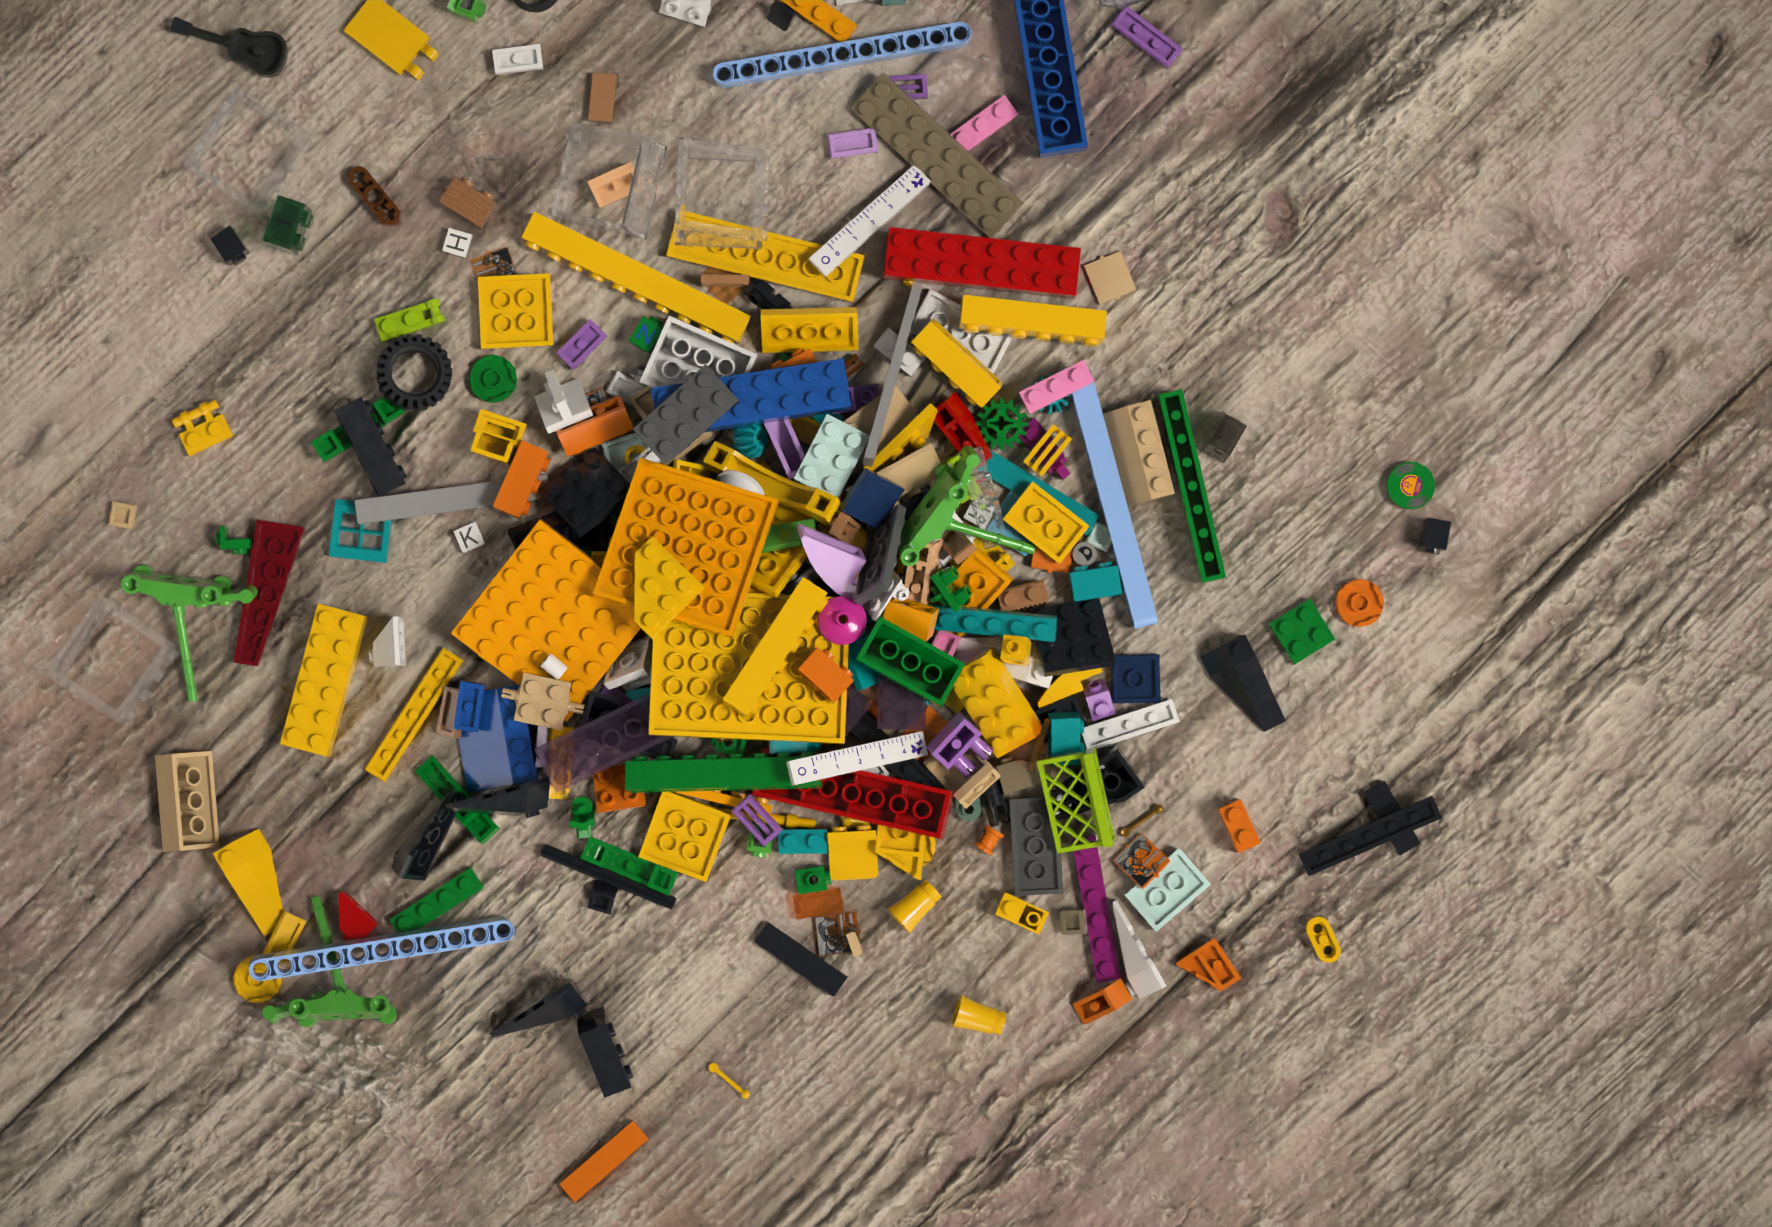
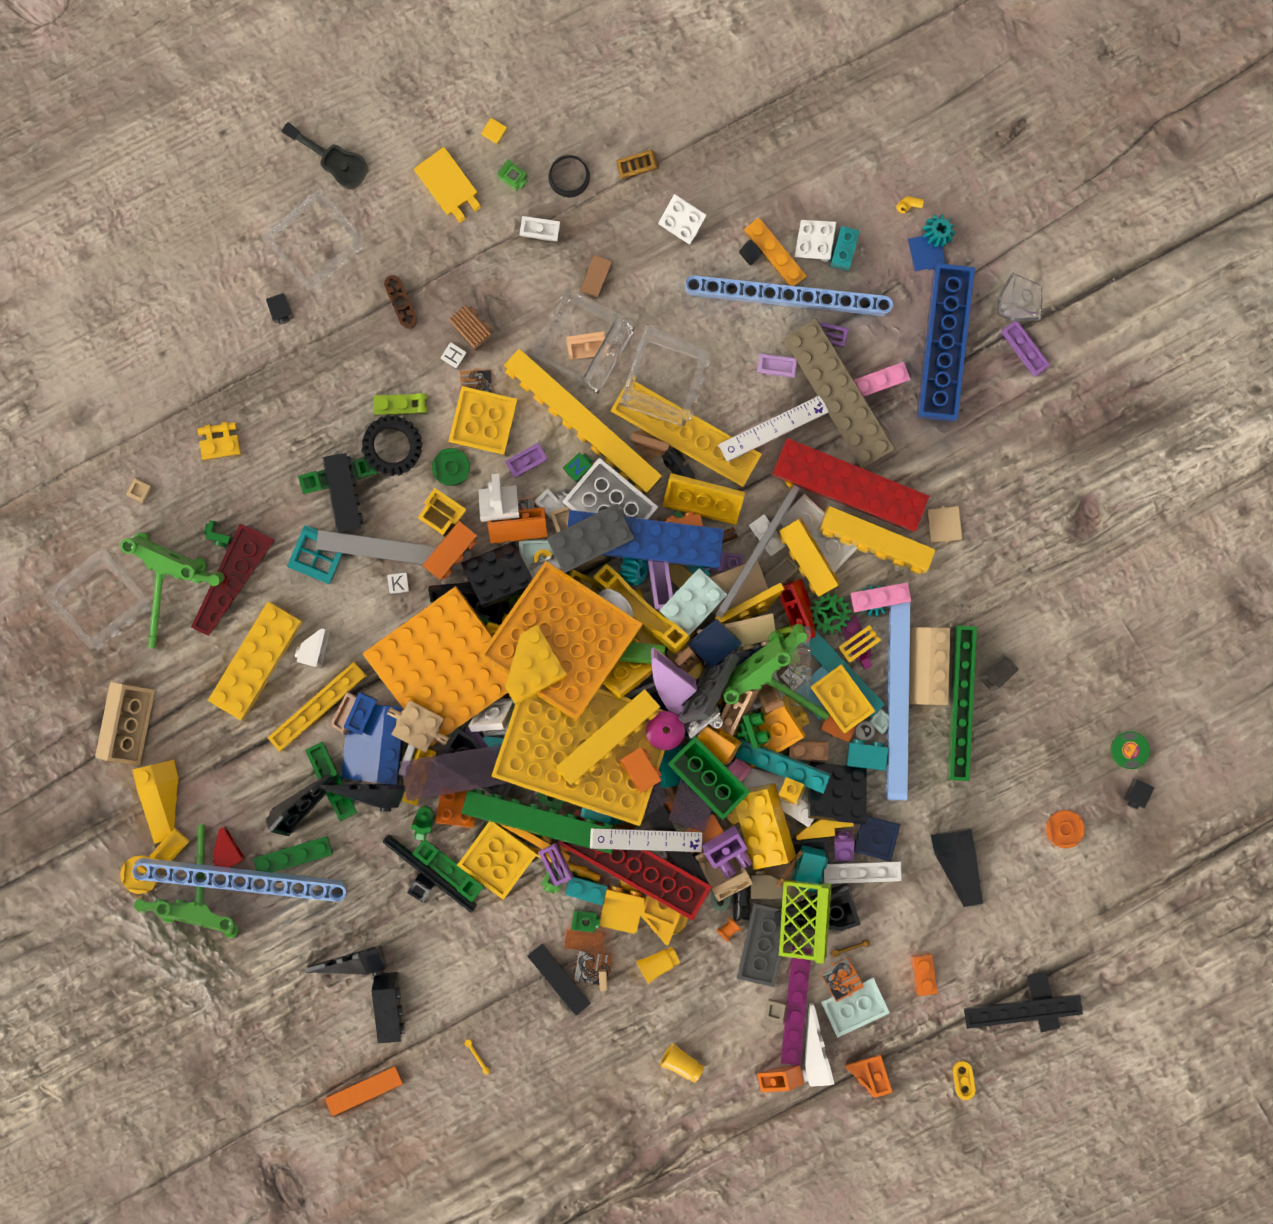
camera: 20 degrees right, 0 degrees up
(288, 225) = (328, 305): clear green brick -> none
(554, 666) = (434, 702): white hinge -> none
(1021, 913) = (738, 993): yellow slope -> none
(1301, 631) = (1014, 838): green plate -> none

